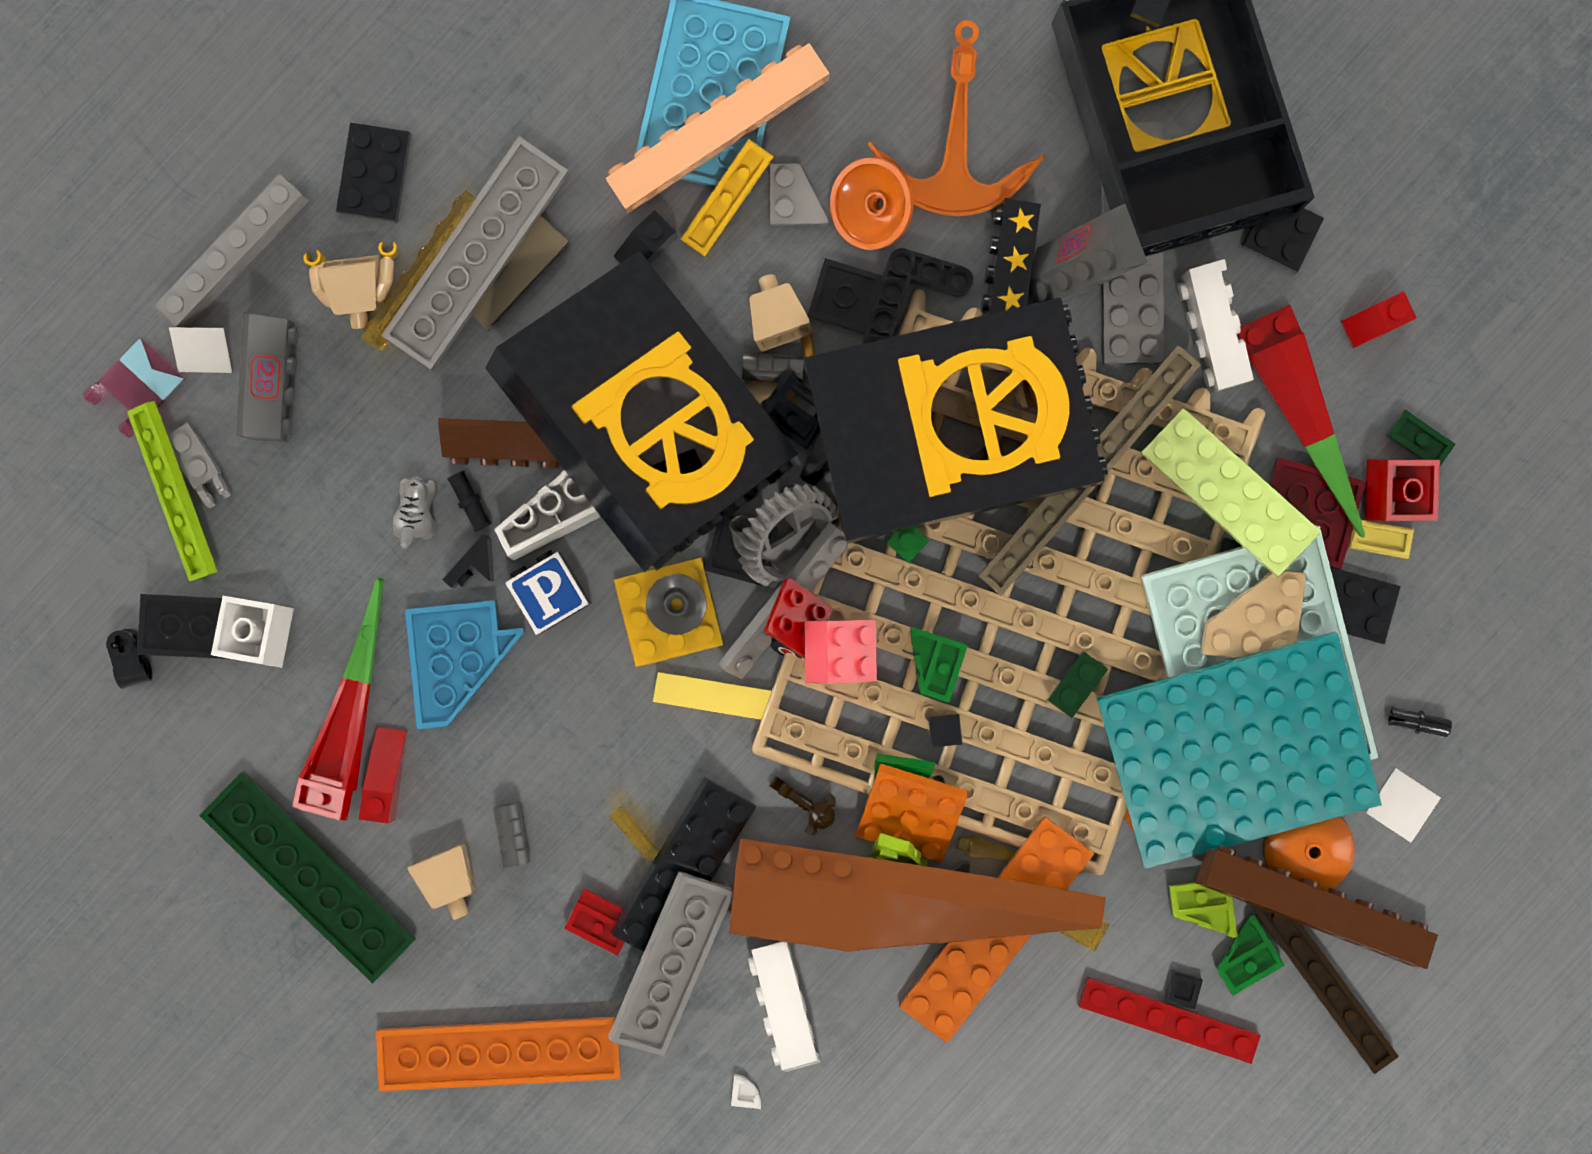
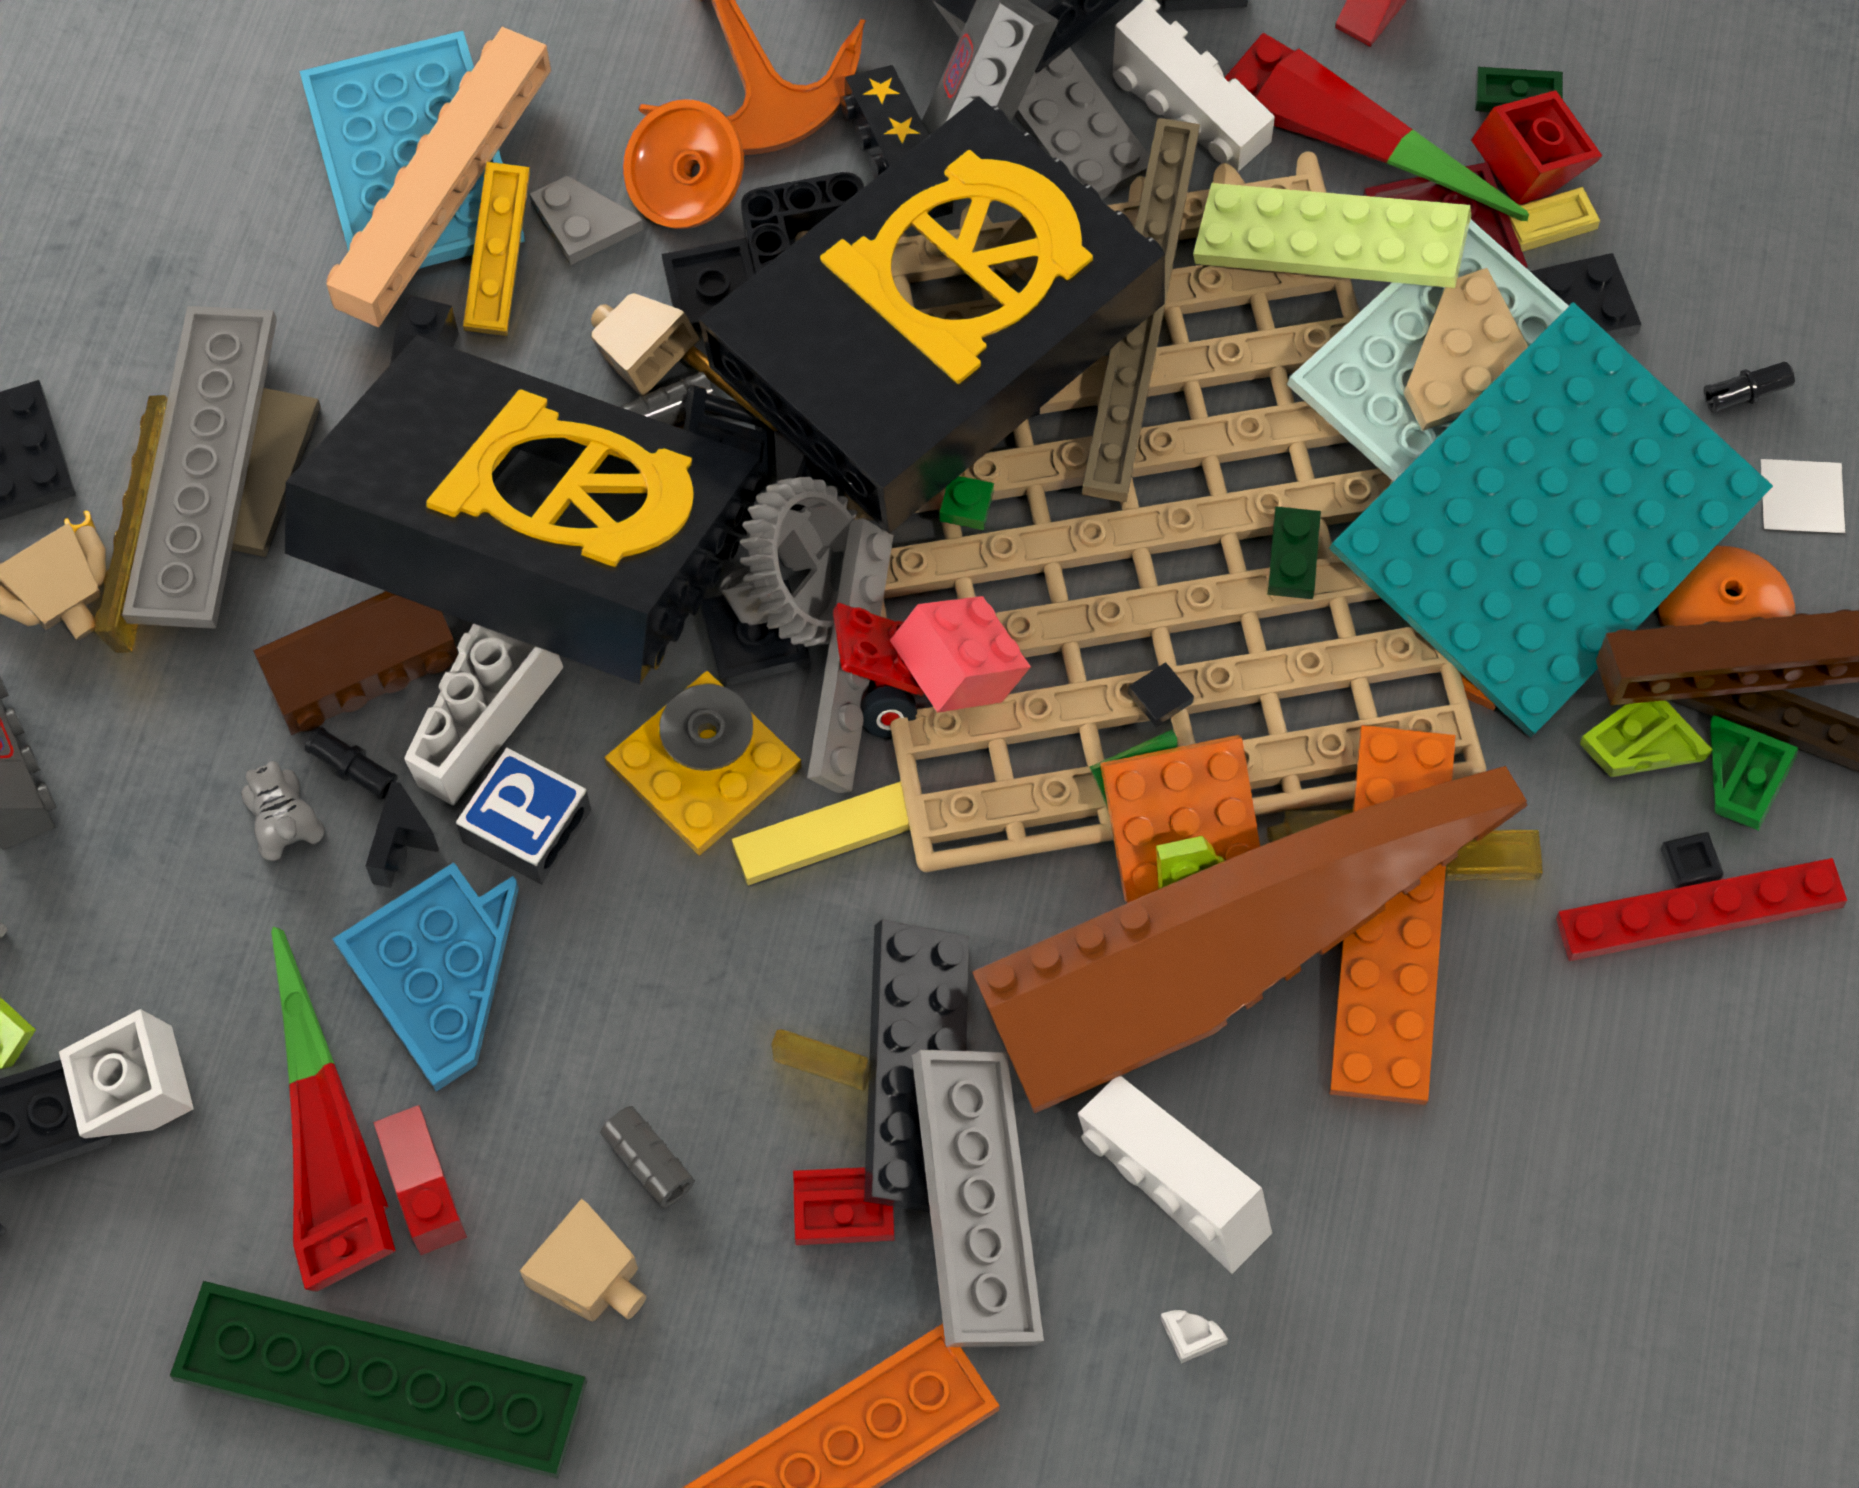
camera: 25 degrees left, 25 degrees down
(820, 814) = (1061, 894): dark brown piece -> none
(936, 663) = (1095, 617): green wing -> none

